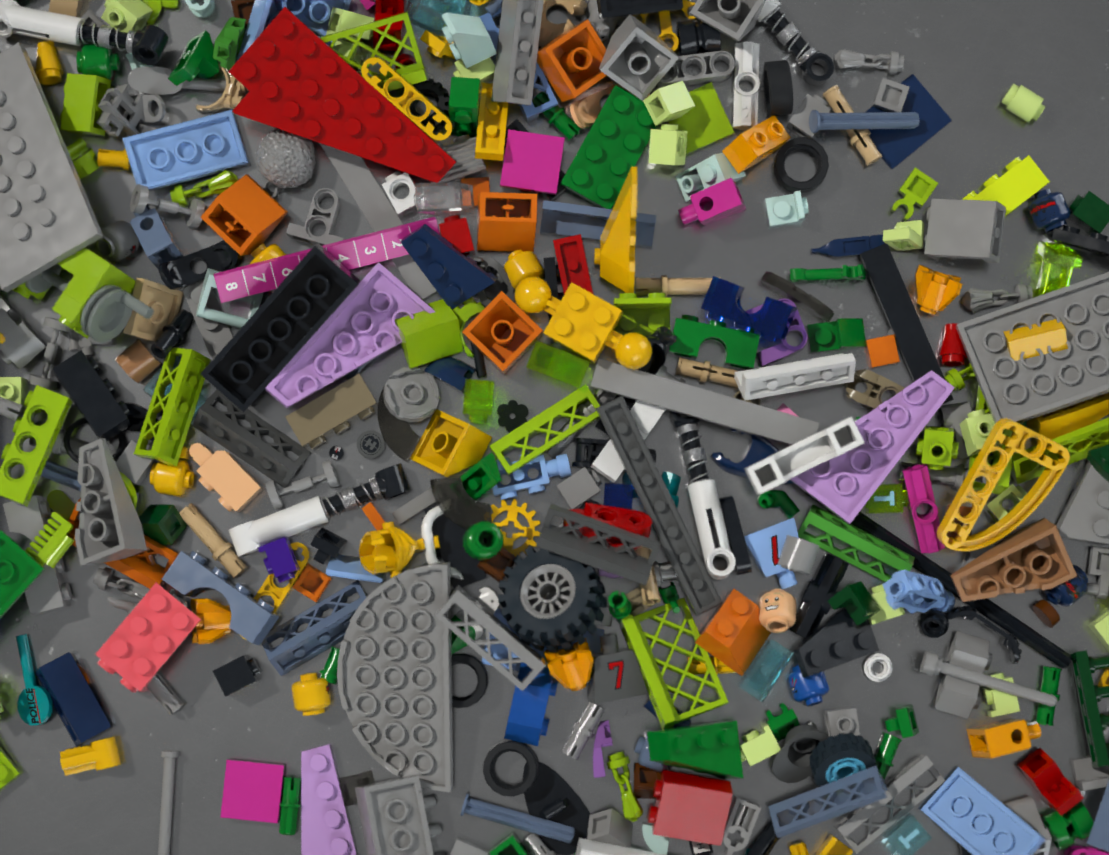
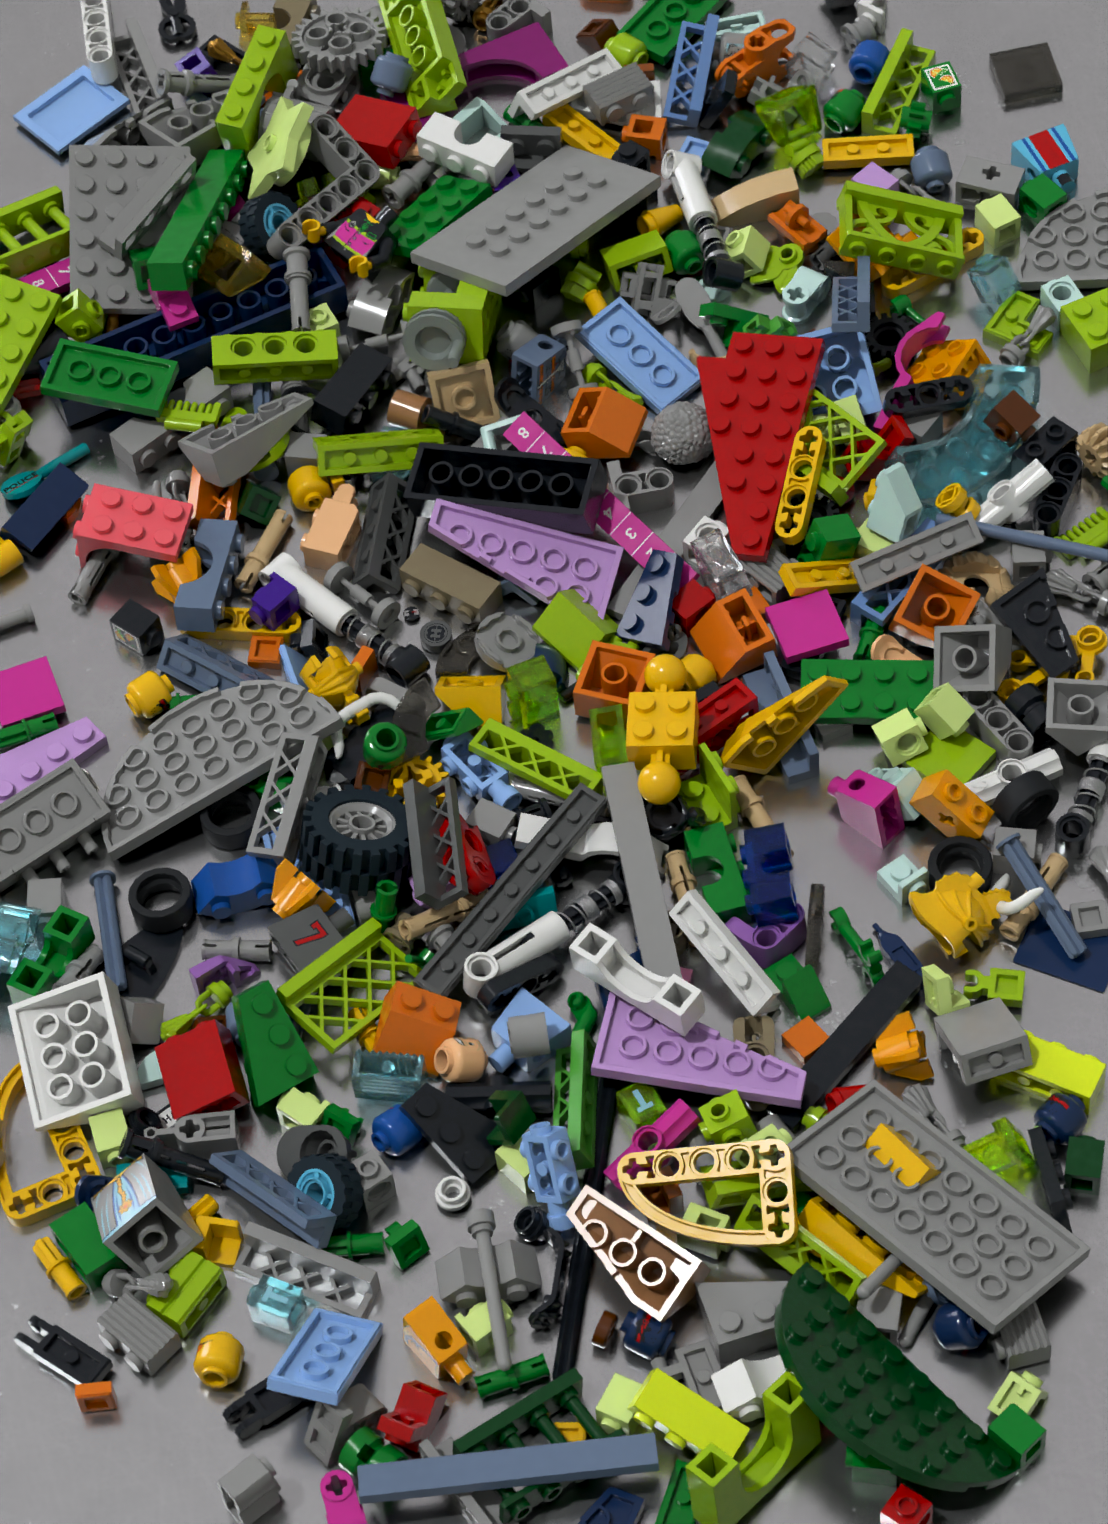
camera: 65 degrees right, 30 degrees down
(847, 183) = (960, 910): none -> yellow helmet

